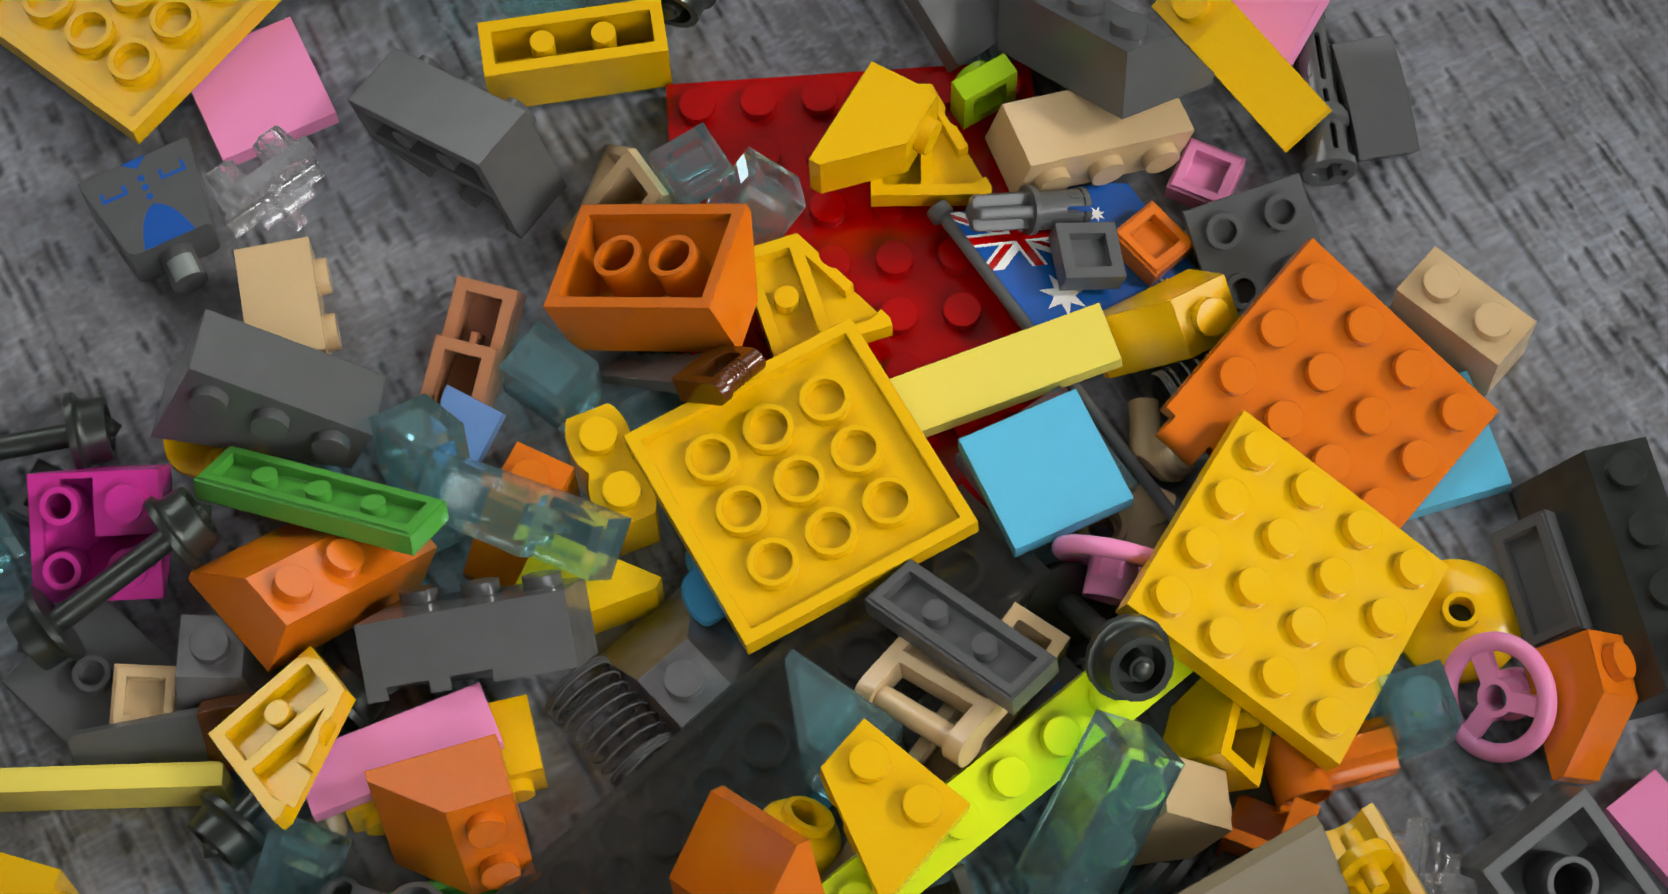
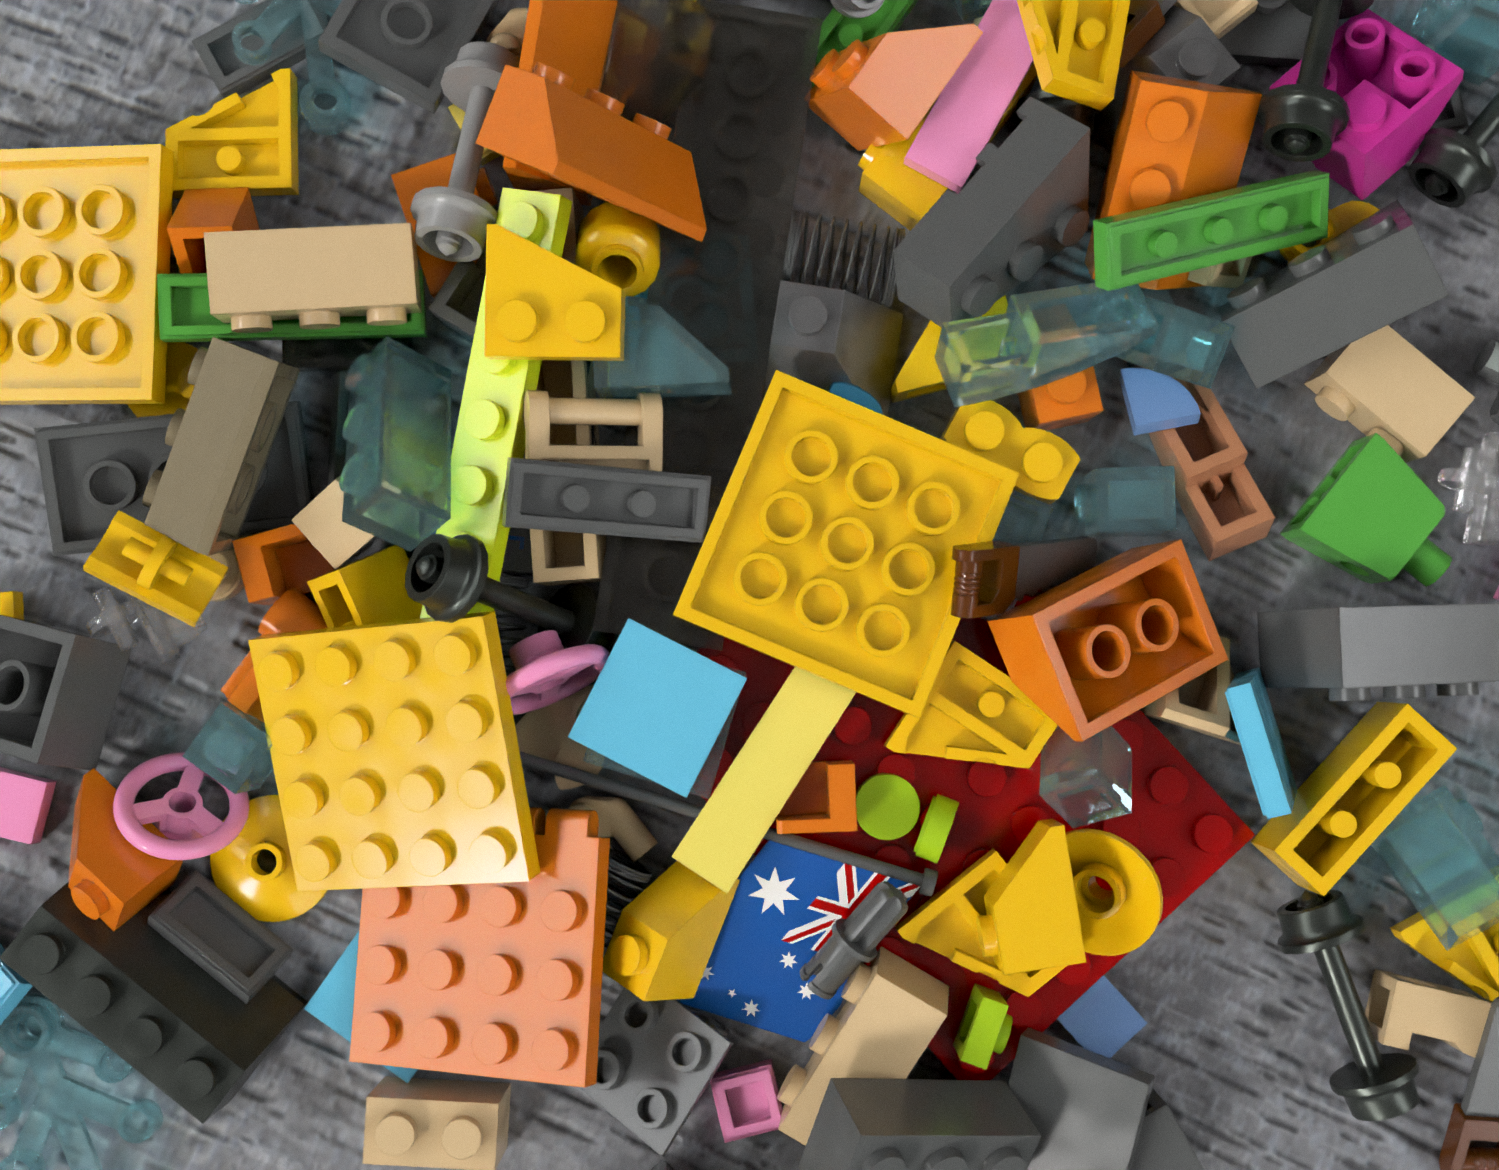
camera: 150 degrees right, 20 degrees up
(381, 235) = (1372, 517): none -> bright green torso
(608, 132) = (1261, 743): none -> medium azure tile
(692, 166) = (1160, 752): clear light blue panel -> none
(804, 91) = (1119, 918): none -> yellow dish
(889, 42) = (1102, 1019): none -> medium blue tile
(902, 244) = (936, 828): none -> lime tile
(926, 291) = (887, 806): none -> lime tile
(970, 319) = (821, 800): none -> orange panel
(1087, 256) = (776, 937): dark grey plate -> none
(1152, 243) = (741, 997): orange tile -> none

